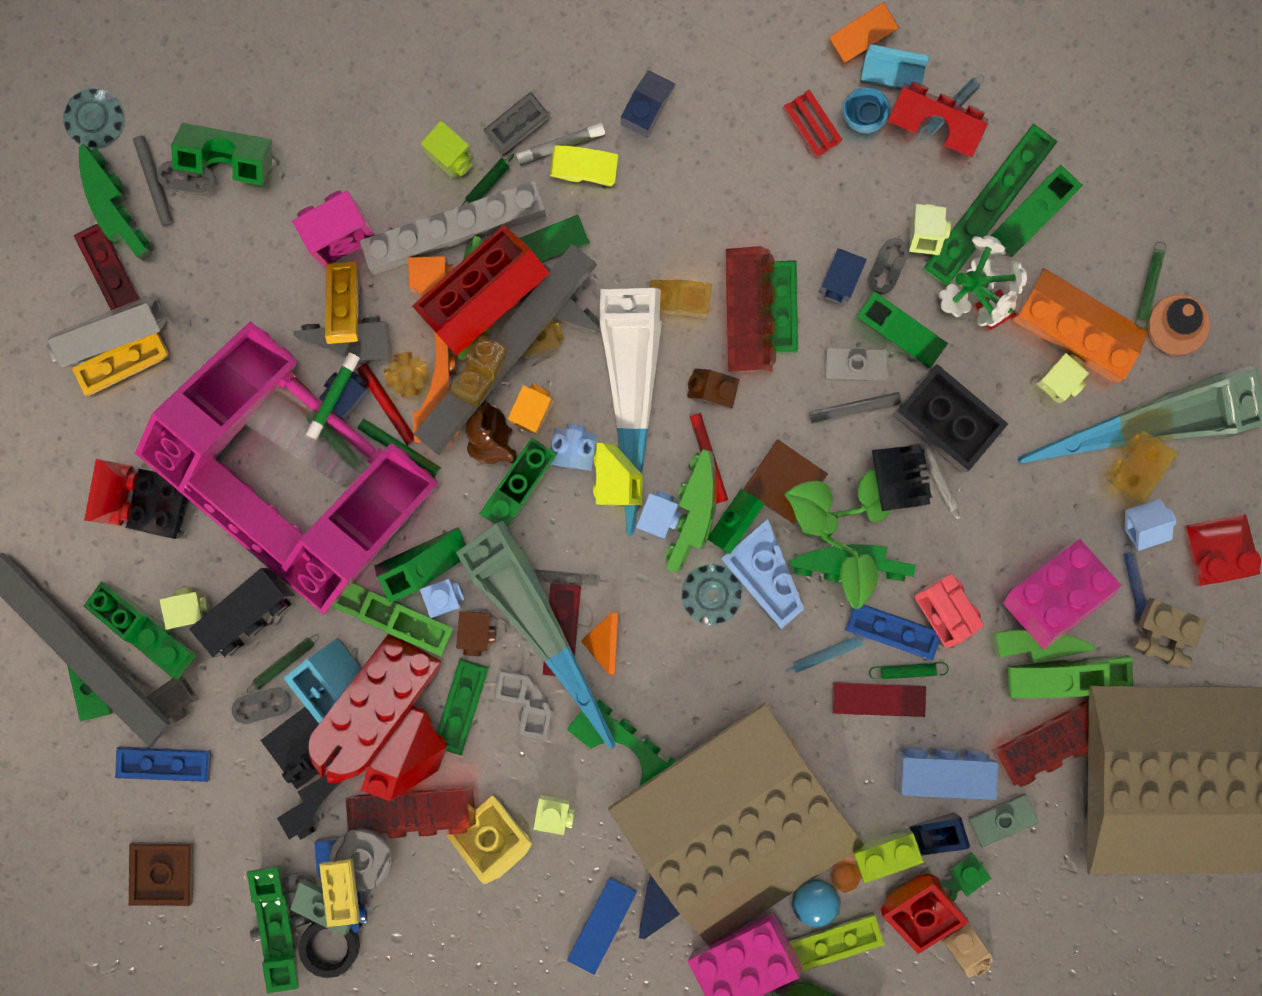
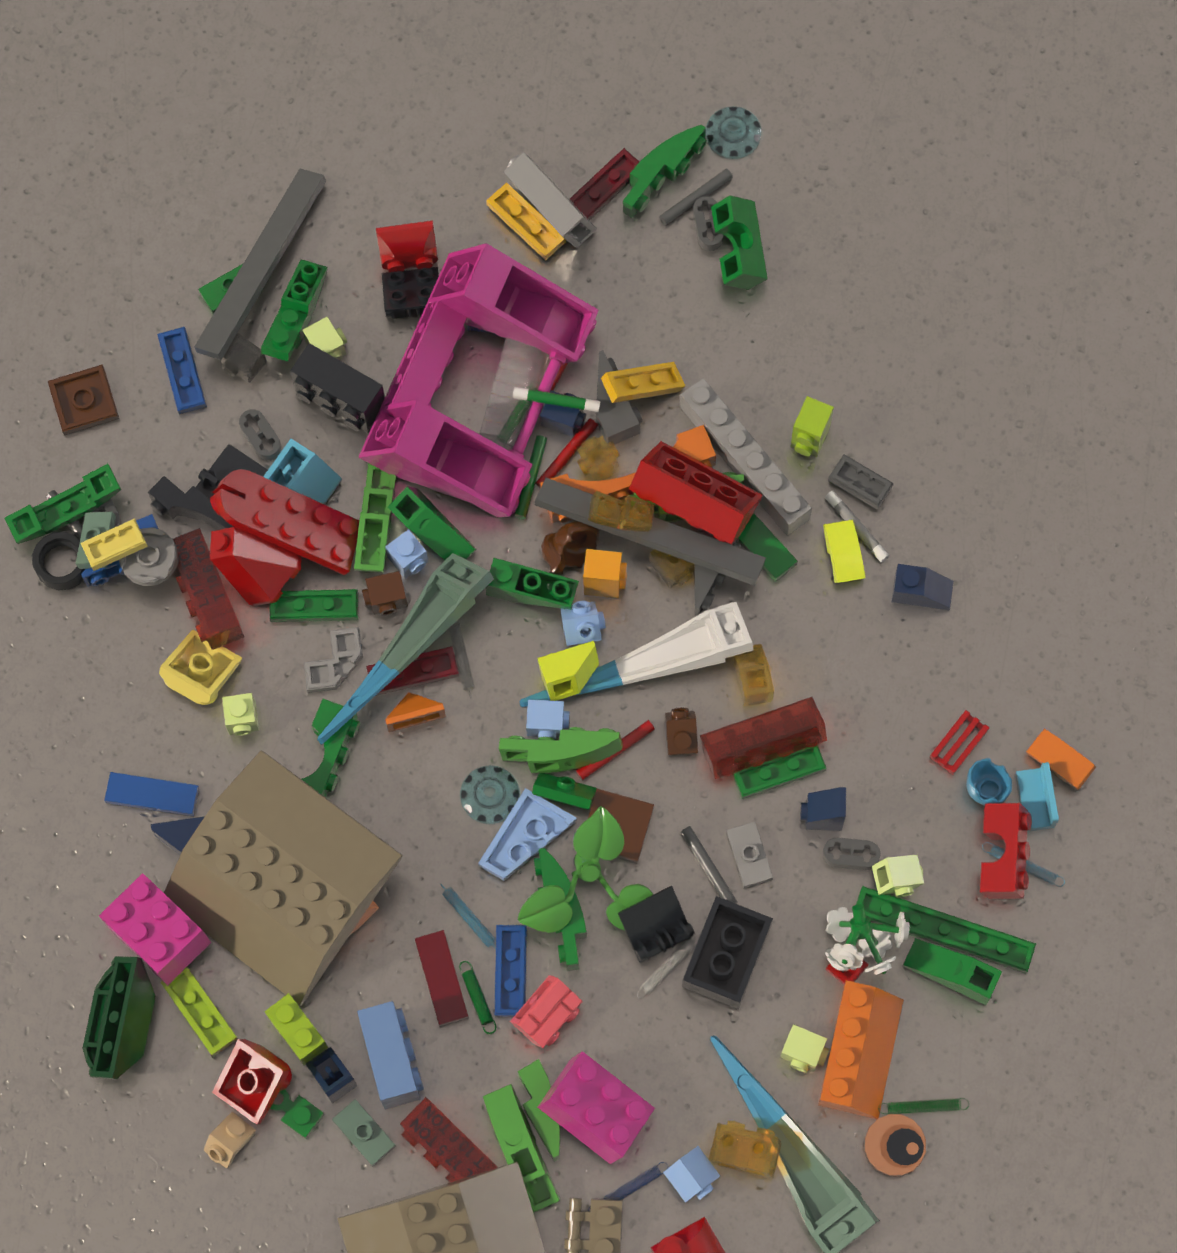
camera: 70 degrees right, 15 degrees down
(283, 662) = (302, 440): green piece -> none
(333, 228) = (705, 350): dark pink brick -> none
(488, 180) = (801, 476): green piece -> none
(816, 903) = (231, 982): dark azure hair -> none
(845, 876) = (263, 998): clear orange tile -> none
(901, 329) = (796, 880): green slope -> none

